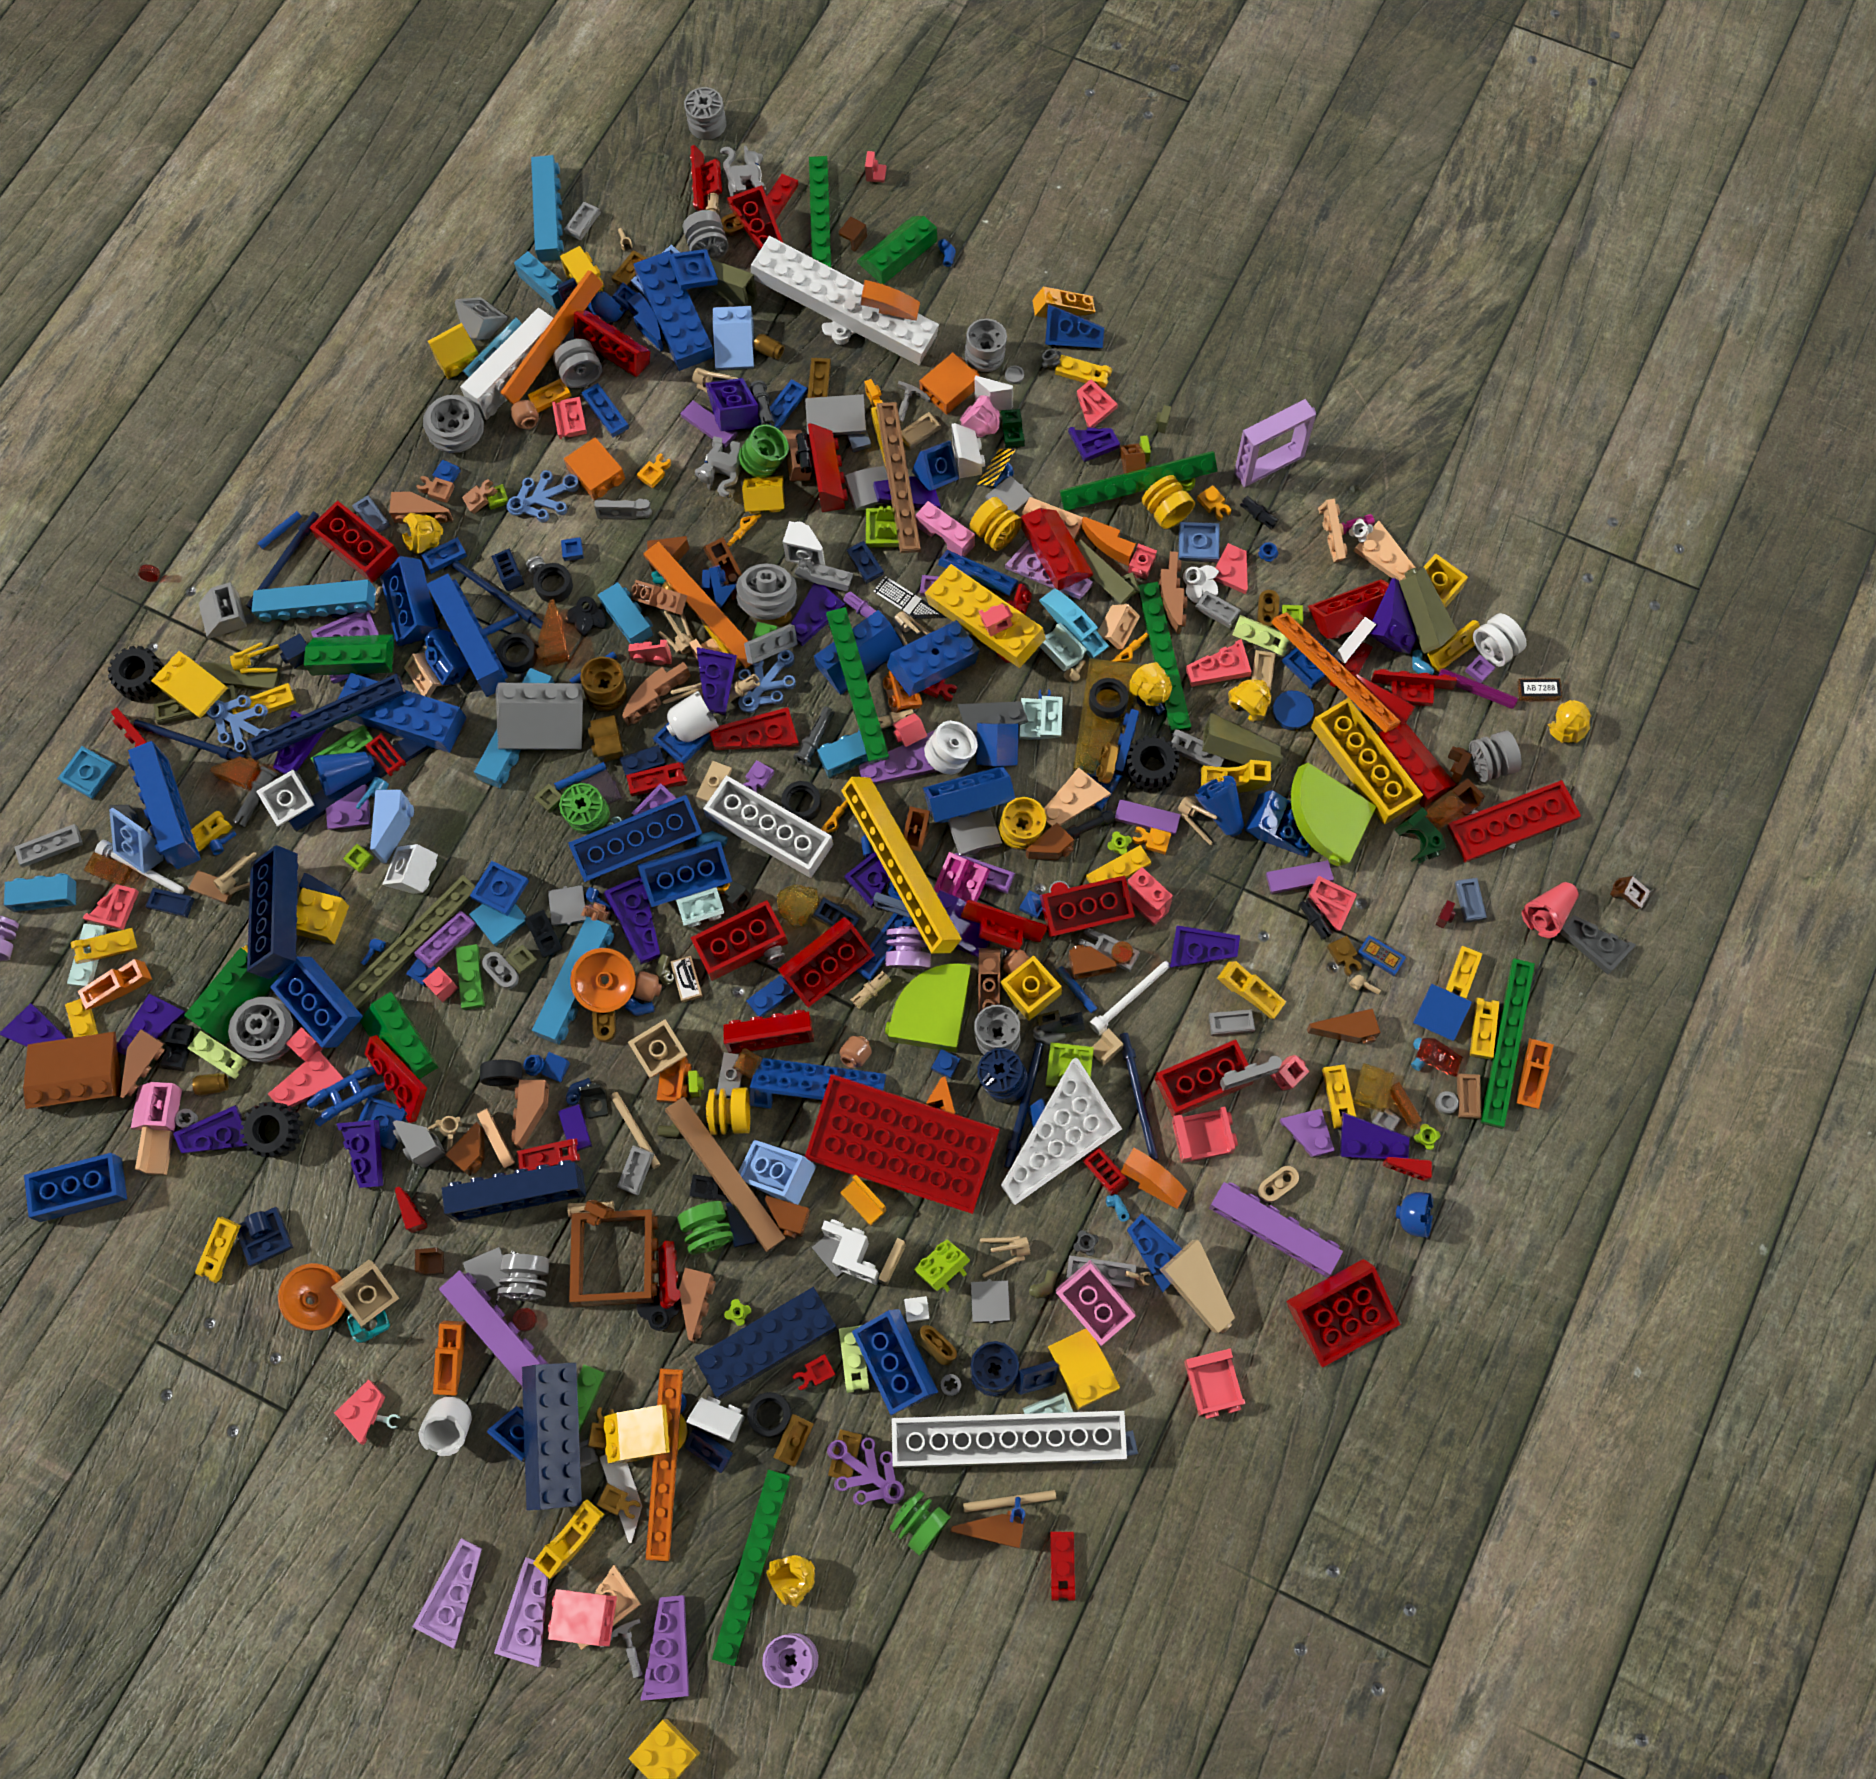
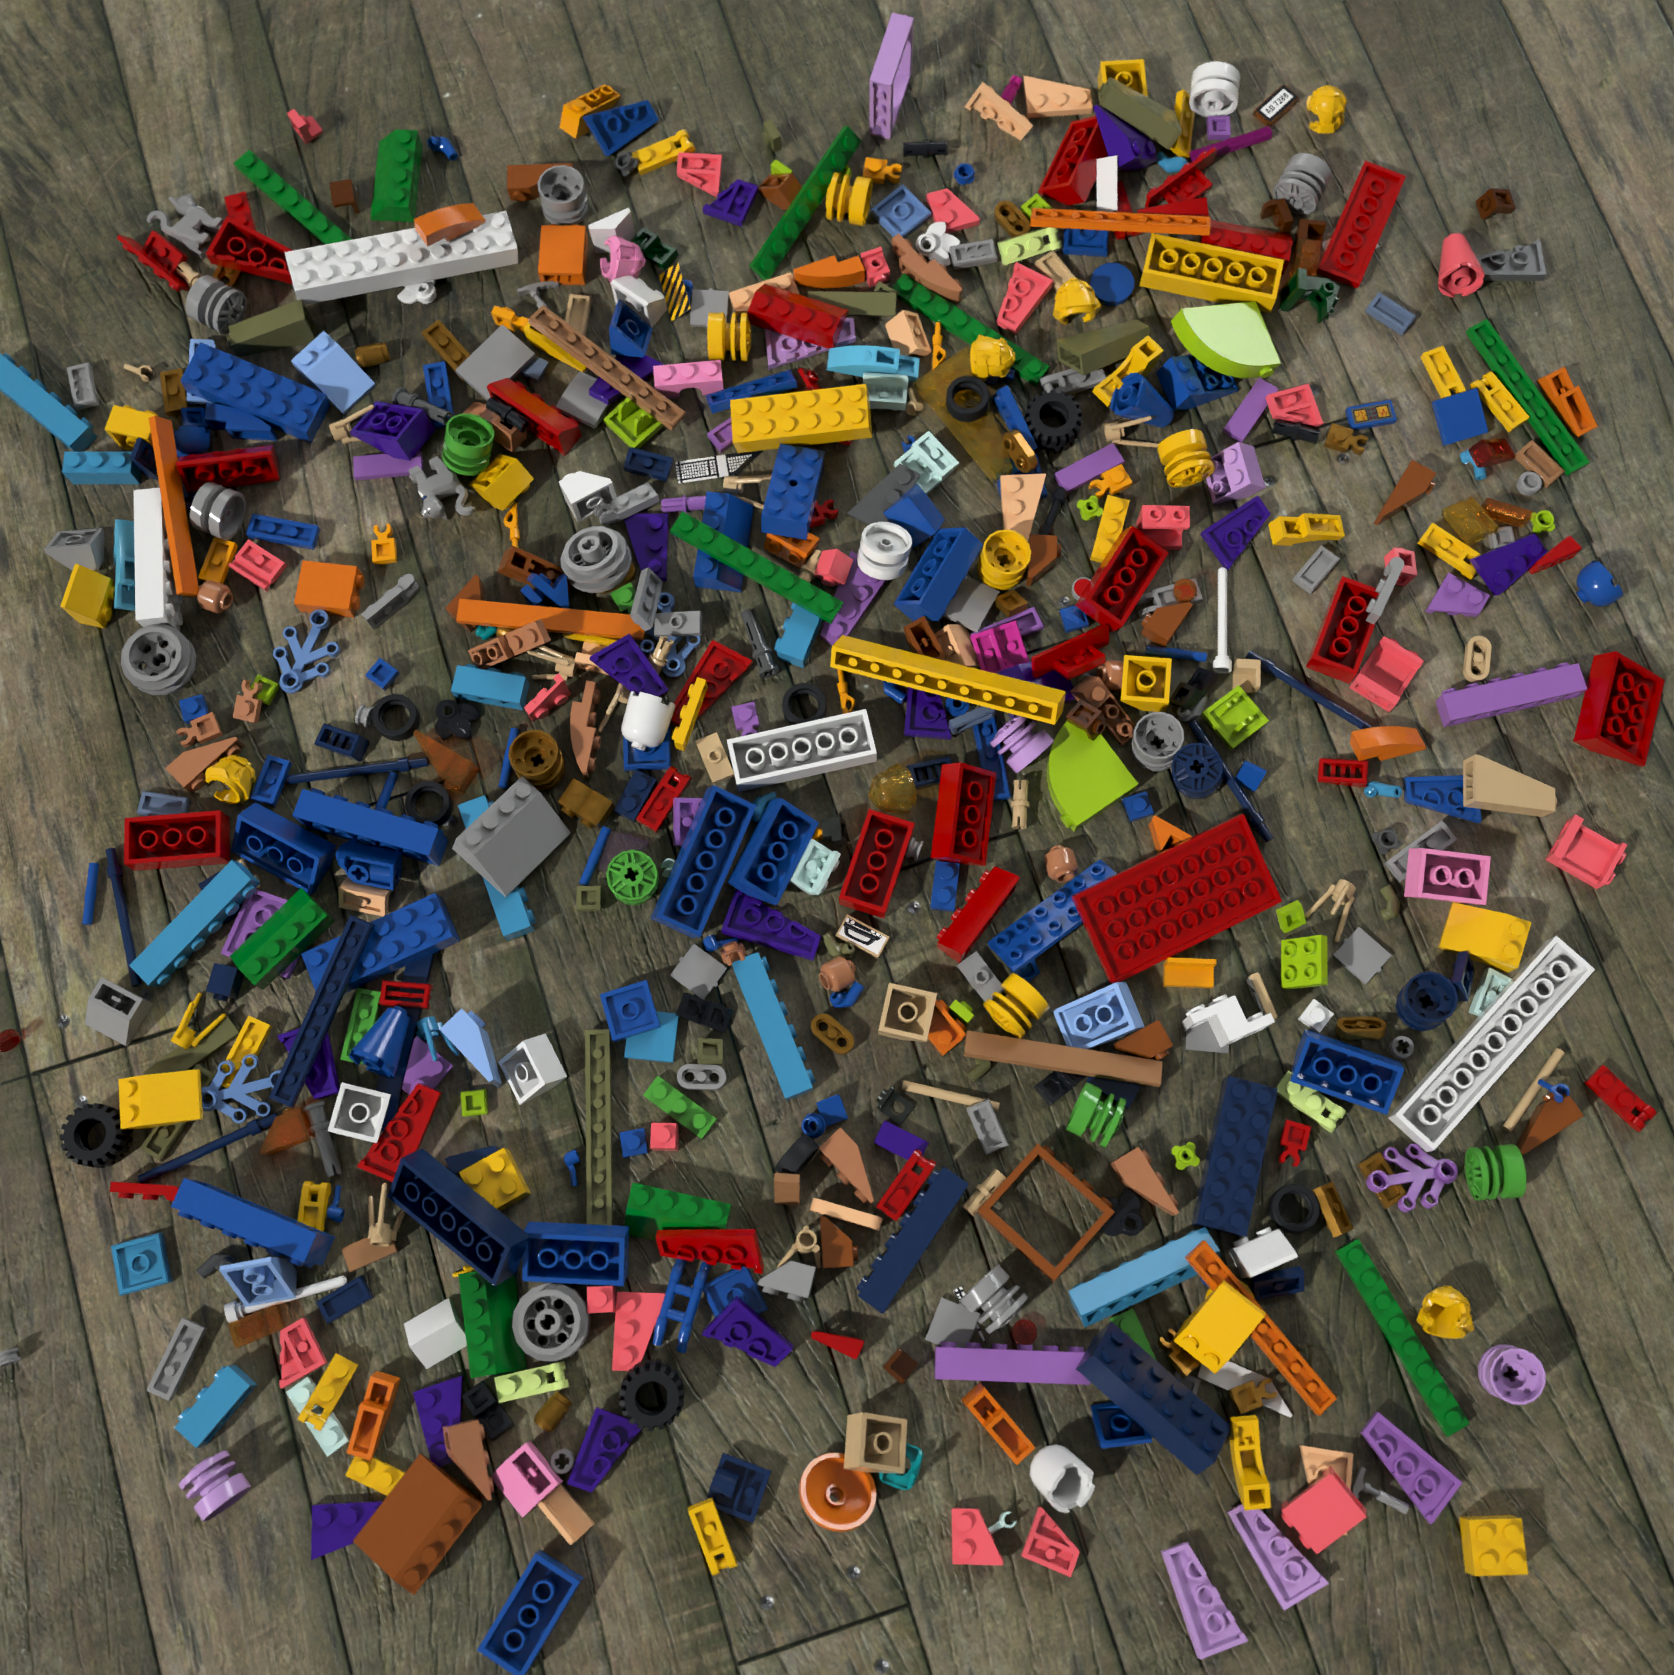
camera: 45 degrees left, 5 degrees up
(194, 971) = (436, 1333): none -> white slope
(301, 835) = (403, 1133): none -> red wing
(401, 1463) = (1049, 1545): none -> coral wing
(445, 939) = (627, 1096): medium lavender tile -> none
(474, 1085) = (787, 1189): none -> medium nougat tile
(573, 1094) = (869, 1112): dark blue arm -> none
(588, 984) = (820, 1003): orange dish -> none
(597, 1212) = (1000, 1186): dark orange tile -> none
(624, 1356) = (1137, 1279): none -> dark azure brick
(667, 1275) = (1104, 1181): red plate -> none
(693, 269) = (241, 339): blue plate -> none
(705, 113) = (99, 198): light grey wheel -> none
(723, 739) = (689, 713): none -> yellow plate
(747, 1062) = (987, 954): clear orange plate -> none
(776, 677) = (678, 624): none -> light grey plate
(935, 852) = (957, 645): none -> light nougat panel
(964, 974) = (1087, 719): none -> reddish brown bracket
(967, 1229) = (1291, 916): none -> lime plate
(972, 311) = (523, 180): none -> dark orange slope
(996, 619) = (823, 409): coral brick -> none
(1000, 856) = (1011, 603): none -> pearl gold plate
(1014, 374) = (607, 203): light grey piece -> none
(1066, 1131) = (1288, 769): white wing -> none
(1139, 1277) = (1453, 827): tan hand -> none
(1214, 866) = (1185, 458): none -> yellow wheel
(1240, 907) = (1235, 474): none -> lavender slope
(1354, 531) = (1024, 89): white plate -> none
(1359, 981) = (1376, 450): tan hand -> none
(1446, 915) = (1386, 340): dark red plate -> none

